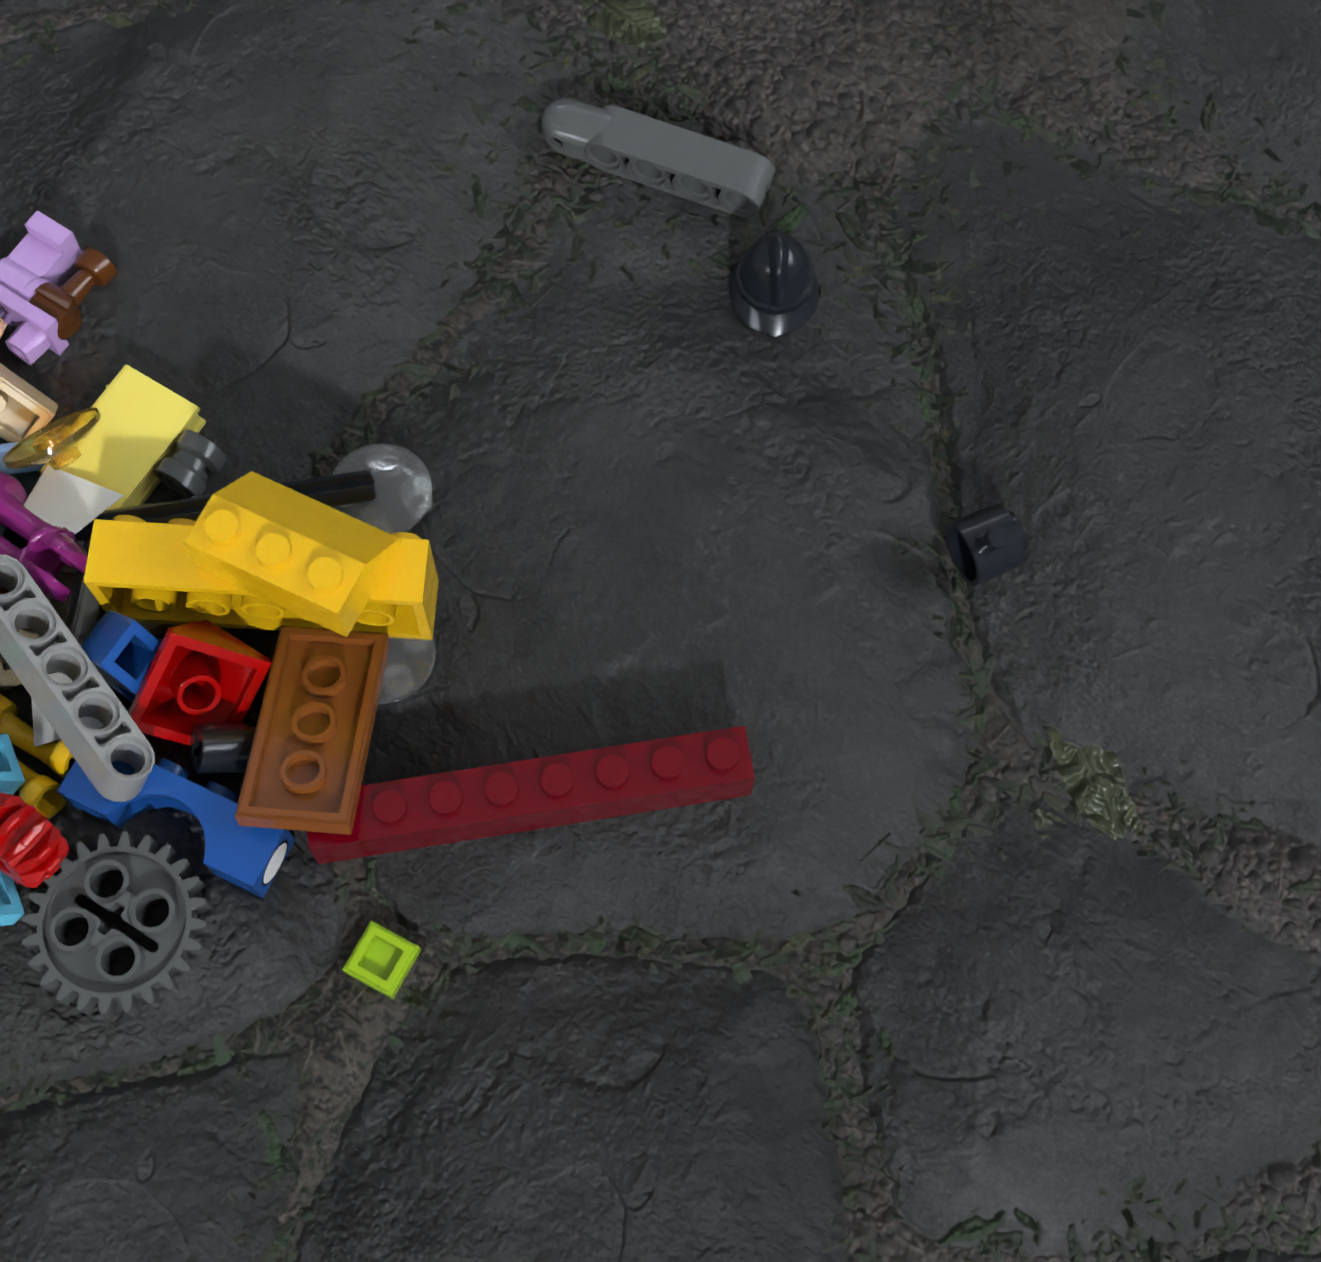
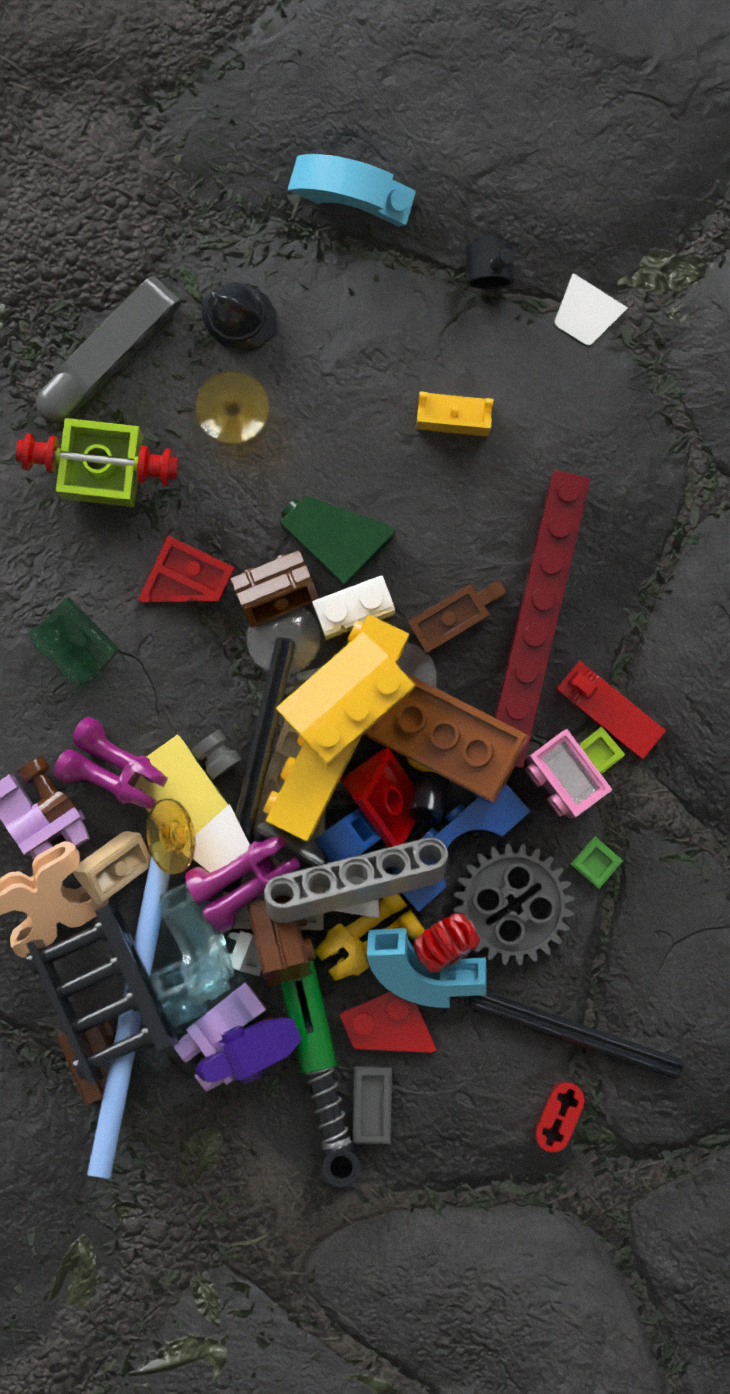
camera: 65 degrees left, 15 degrees up
(115, 308) = (91, 738): none -> magenta piece
(221, 1020) = (596, 862): none -> bright green tile
(271, 250) = (74, 643): none -> clear green bracket
(321, 914) = (566, 775): none -> bright pink piece
(415, 345) = (186, 575): none -> red wing
(435, 448) = (274, 588): none -> reddish brown brick
(448, 952) = (610, 710): none -> red hinge
(462, 560) = (342, 609): none -> white brick
(496, 688) = (454, 615): none -> reddish brown plate
(510, 184) = (98, 461): none -> lime brick
(534, 500) = (335, 537): none -> dark green slope
(656, 297) = (229, 389): none -> clear yellow dish
(767, 582) = (454, 414): none -> yellow hinge
(988, 701) = (586, 311): none -> white sticker
(1003, 345) = (351, 183): none -> medium azure arch

